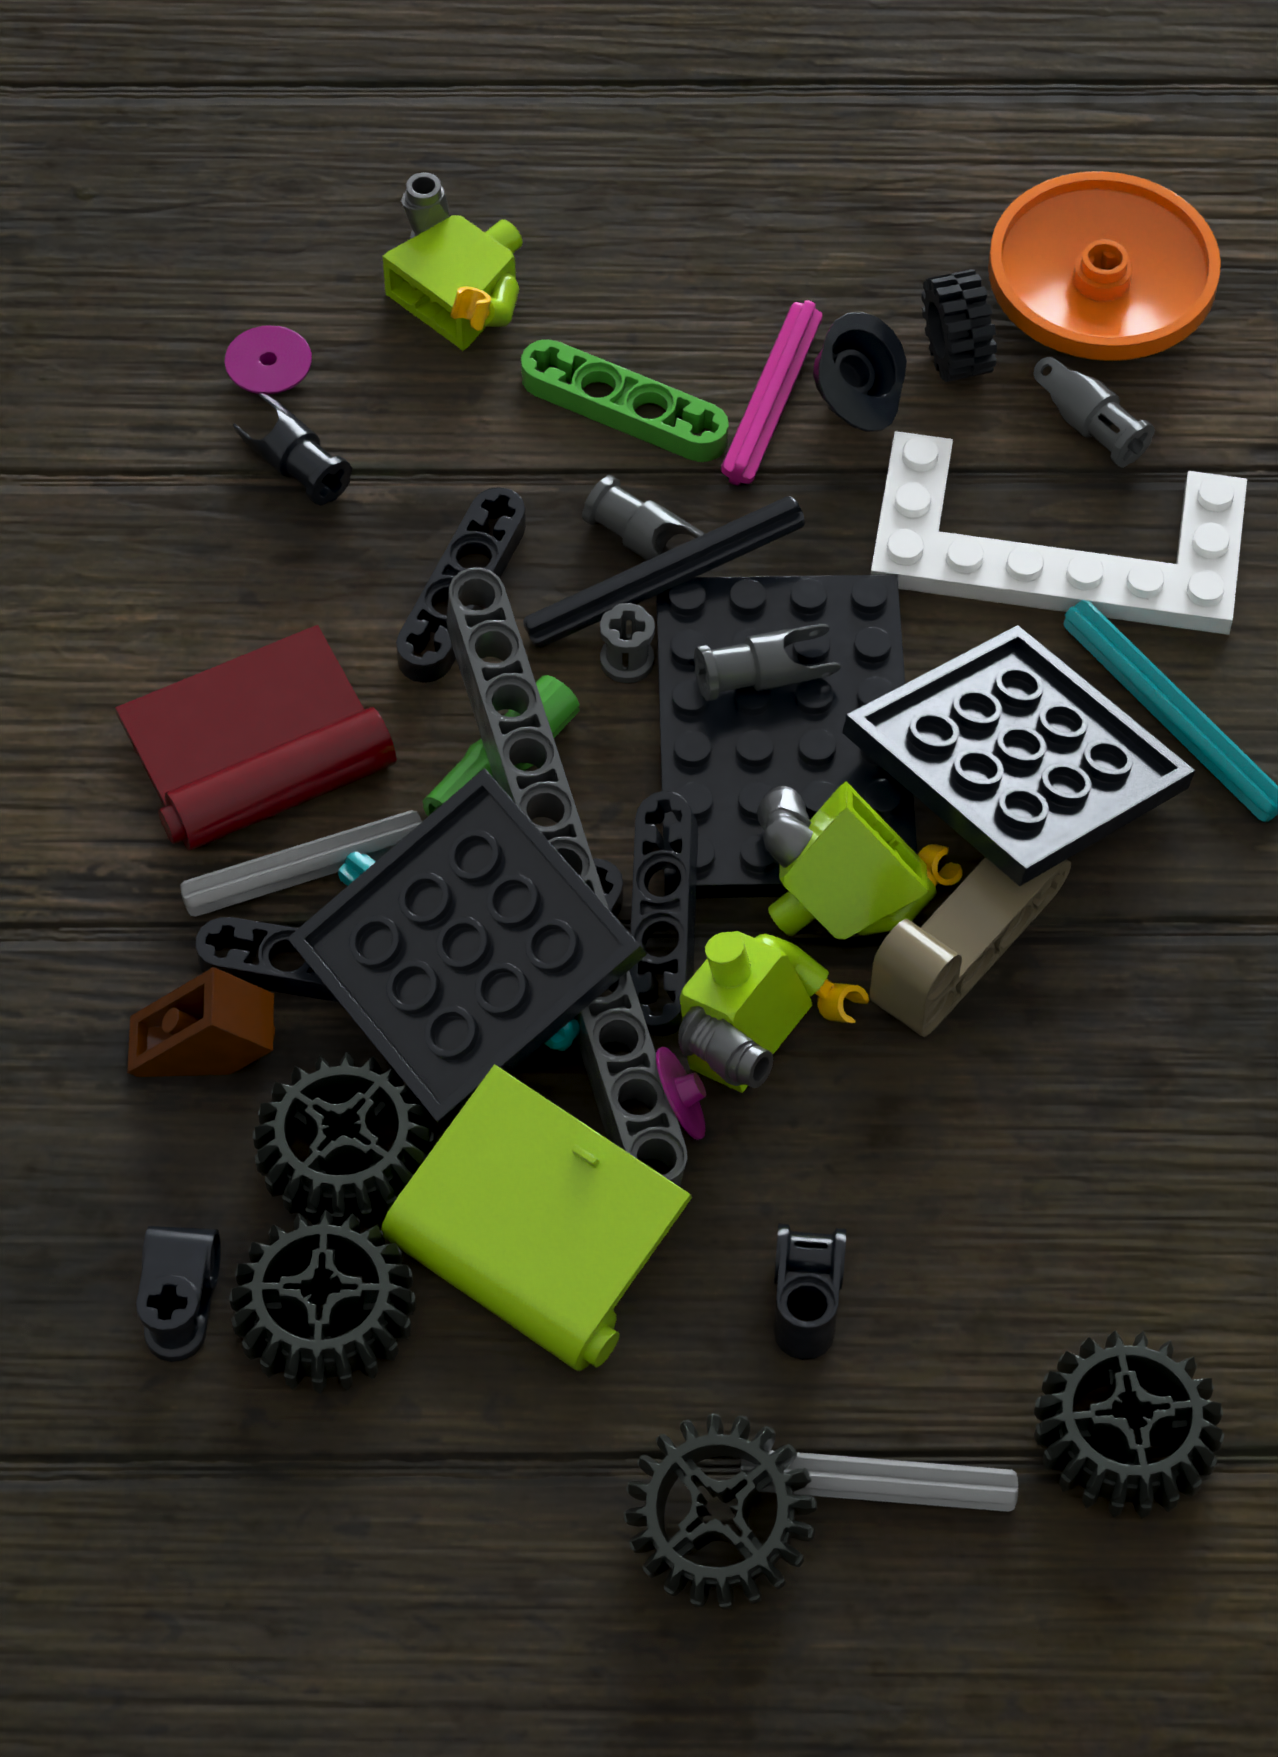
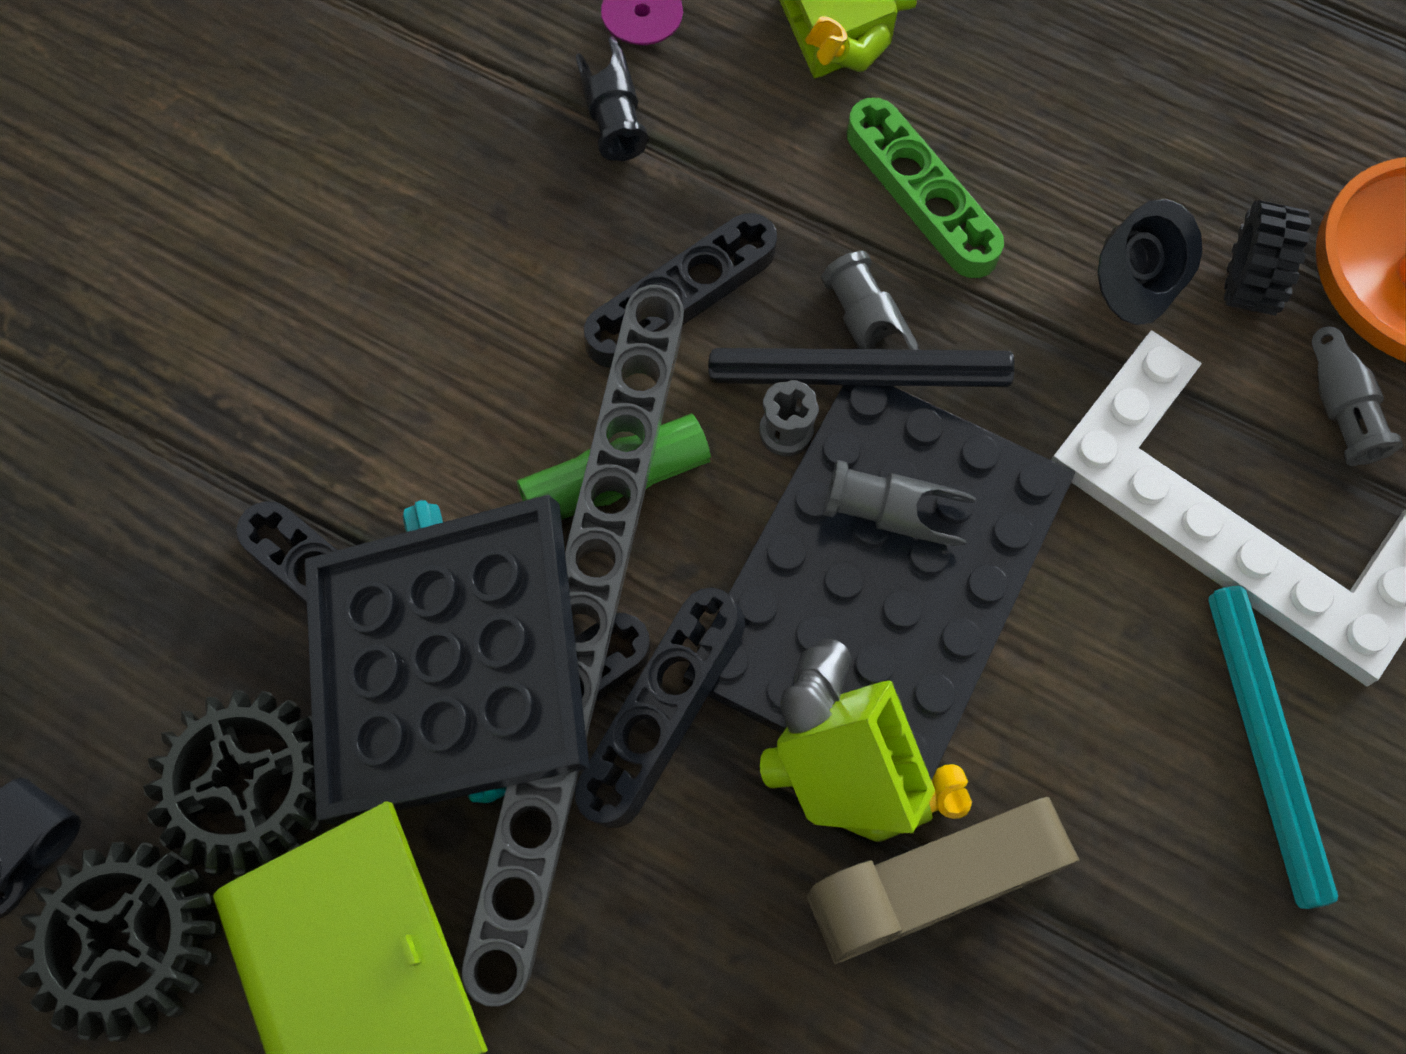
camera: 25 degrees right, 10 degrees up
(202, 1028) = (195, 605): reddish brown slope -> none
(254, 738) = (416, 347): dark red door -> none
(293, 864) = (381, 483): light grey axle -> none
(682, 1092) = (564, 908): magenta piece -> none
(749, 1003) = (671, 853): lime torso -> none
(771, 393) = (1058, 241): dark pink axle -> none
(1018, 754) = (1087, 726): black plate -> none

